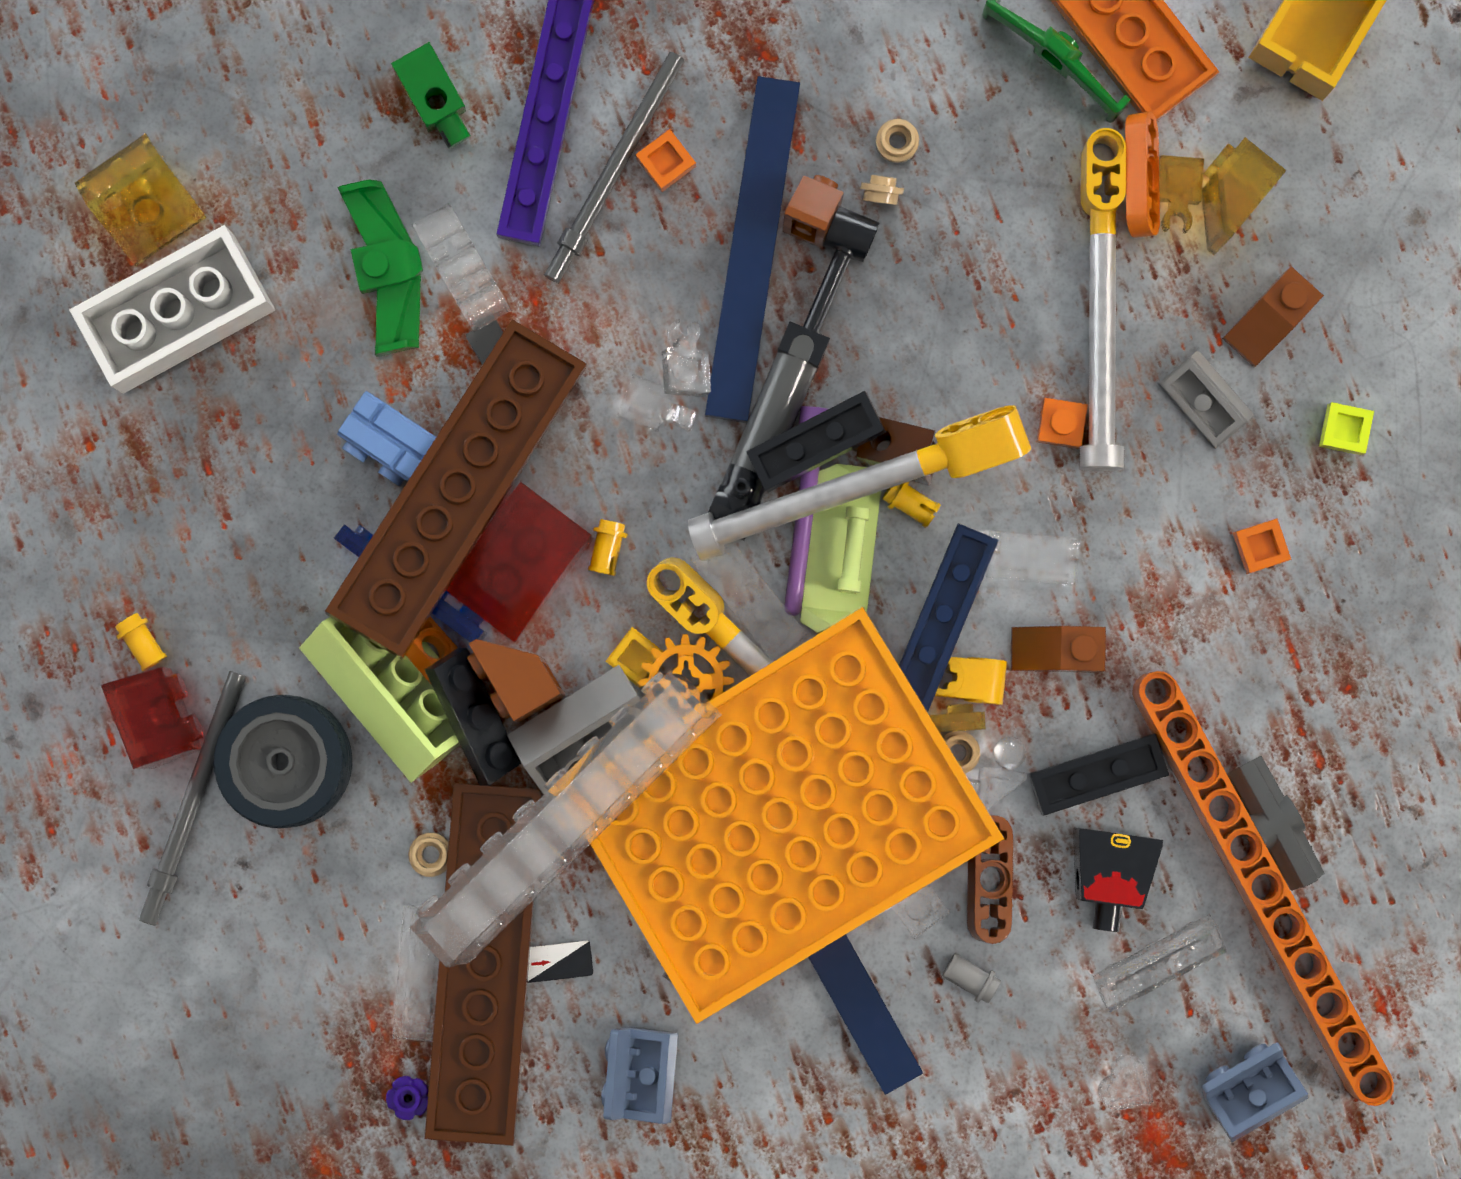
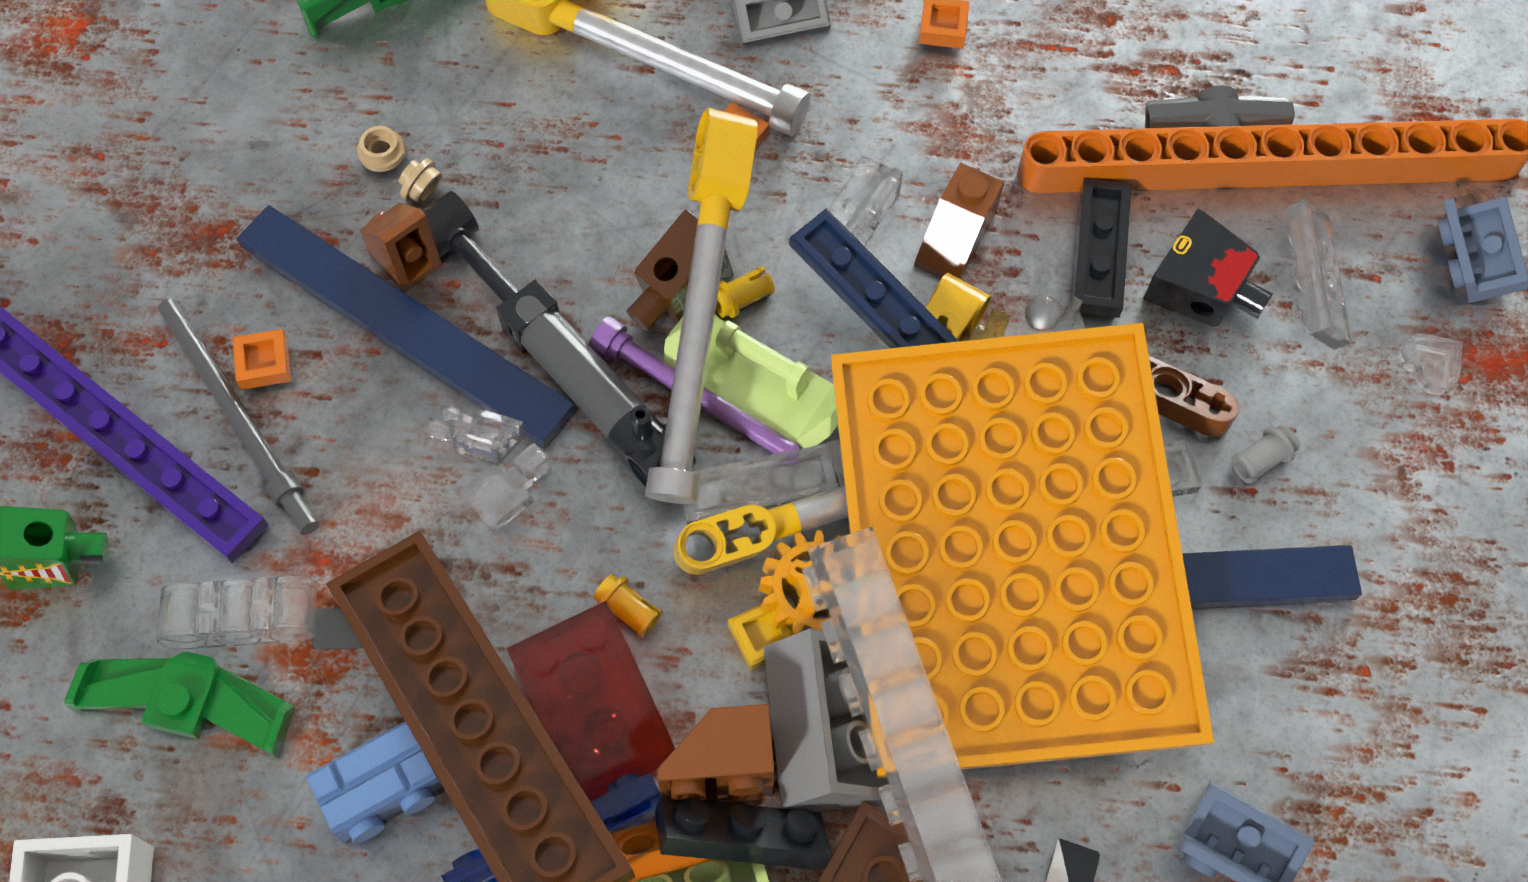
camera: 65 degrees left, 20 degrees down
(816, 441) = (634, 327): black plate -> none

